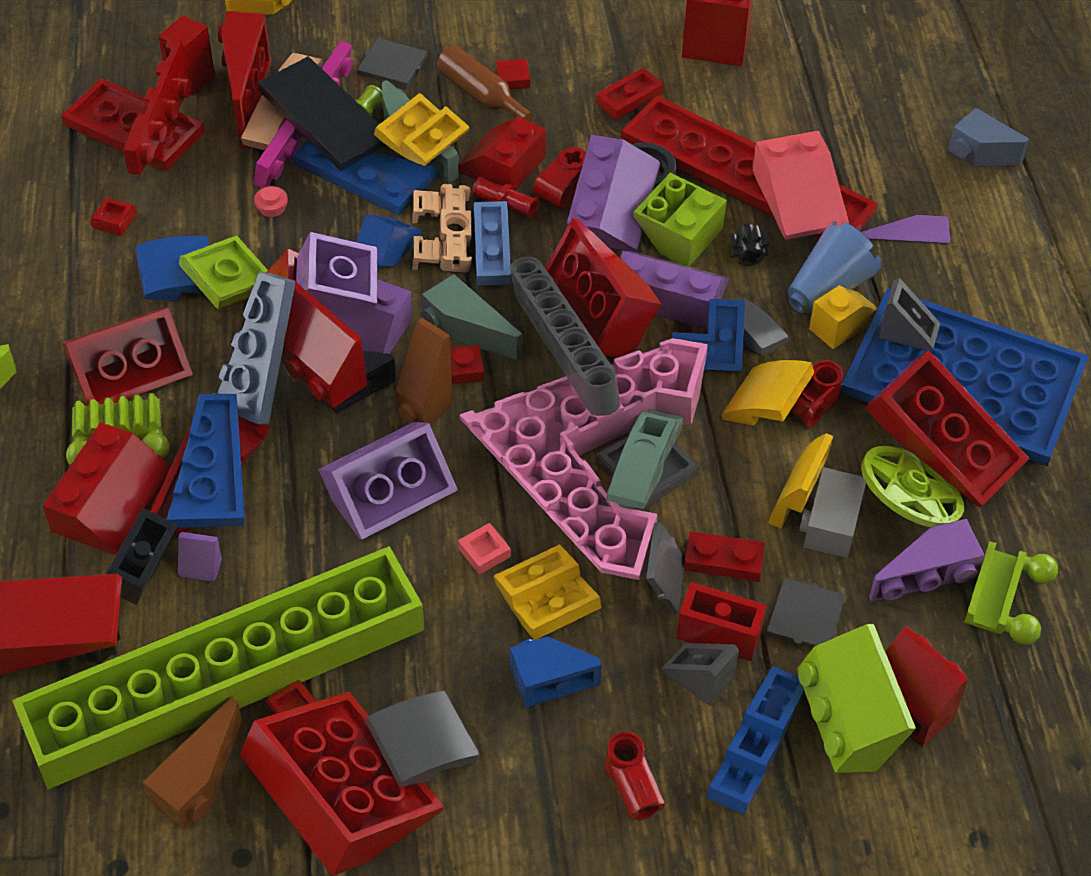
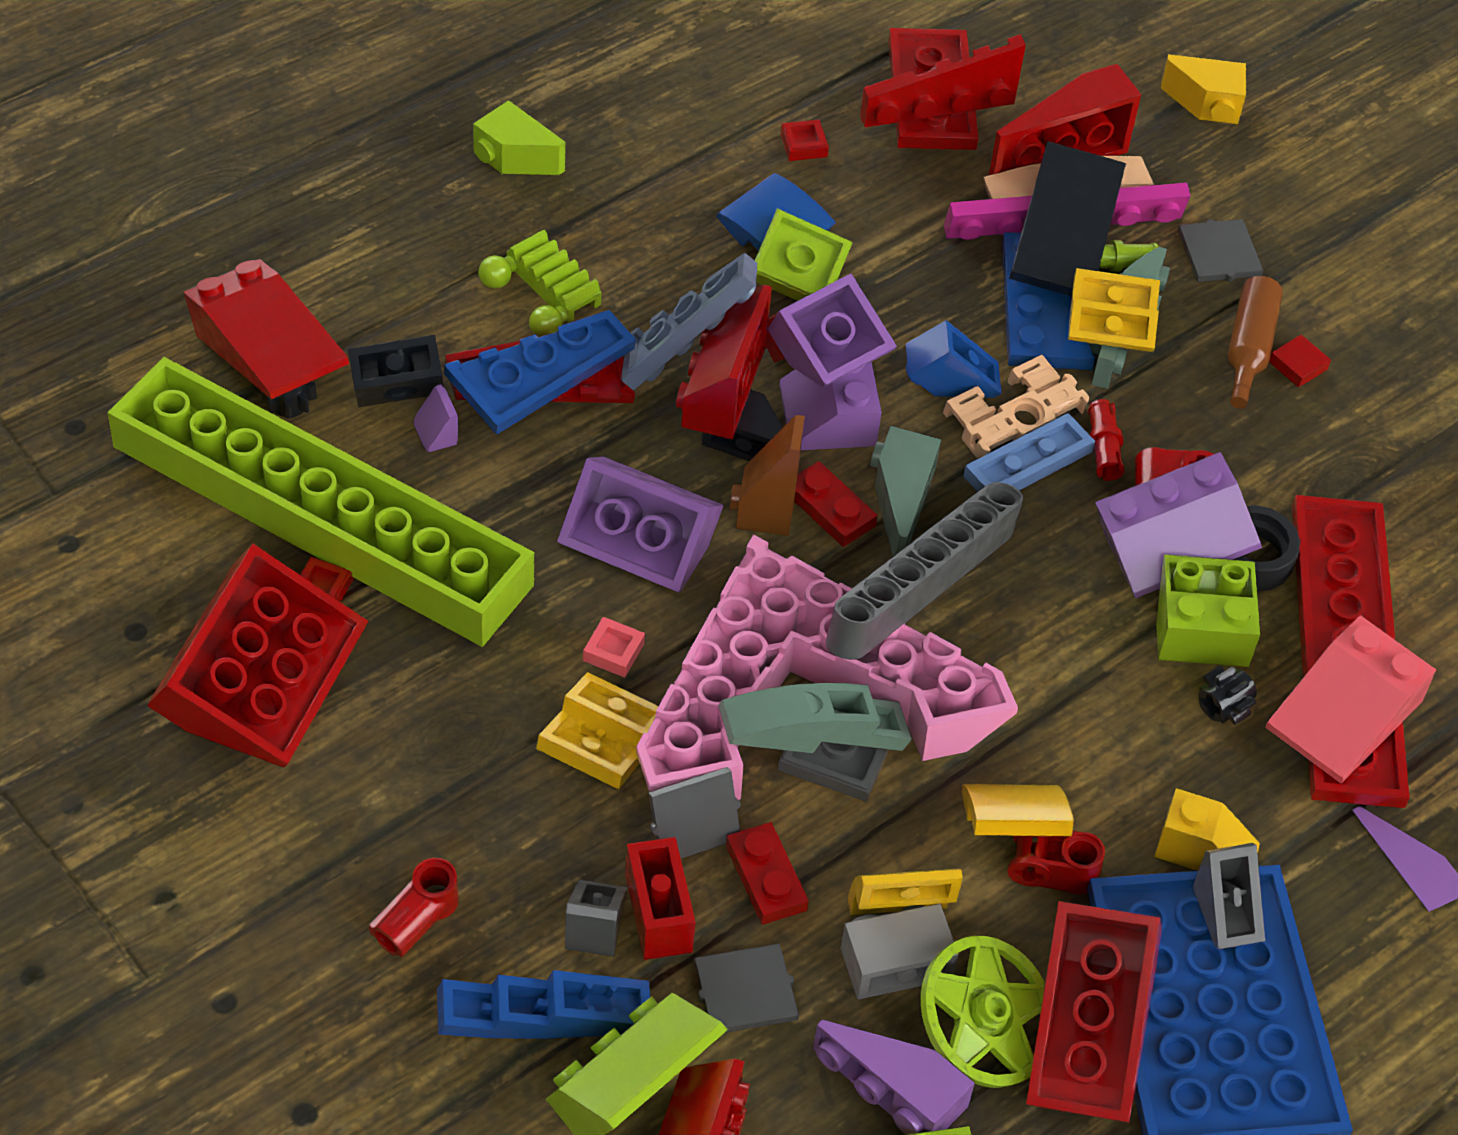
camera: 55 degrees right, 0 degrees up
(105, 489) = (463, 302): red slope -> none
(128, 357) = (630, 241): red slope -> none
(191, 775) = (200, 541): dark orange slope -> none
(195, 47) = (1049, 65): red brick -> none
(271, 201) = (929, 248): coral plate -> none
(421, 738) = (348, 704): dark grey slope -> none
(507, 153) = (1166, 413): red slope -> none
(551, 669) = (496, 773): blue slope -> none
(602, 290) = (1018, 587): red slope -> none
(629, 93) = (1367, 478): red plate -> none
(678, 287) = (1104, 647): medium lavender slope -> none
(723, 335) = (1057, 731): blue plate -> none
(761, 331) = (1109, 753): dark grey slope -> none
(837, 259) = (1259, 789): medium blue cone -> none

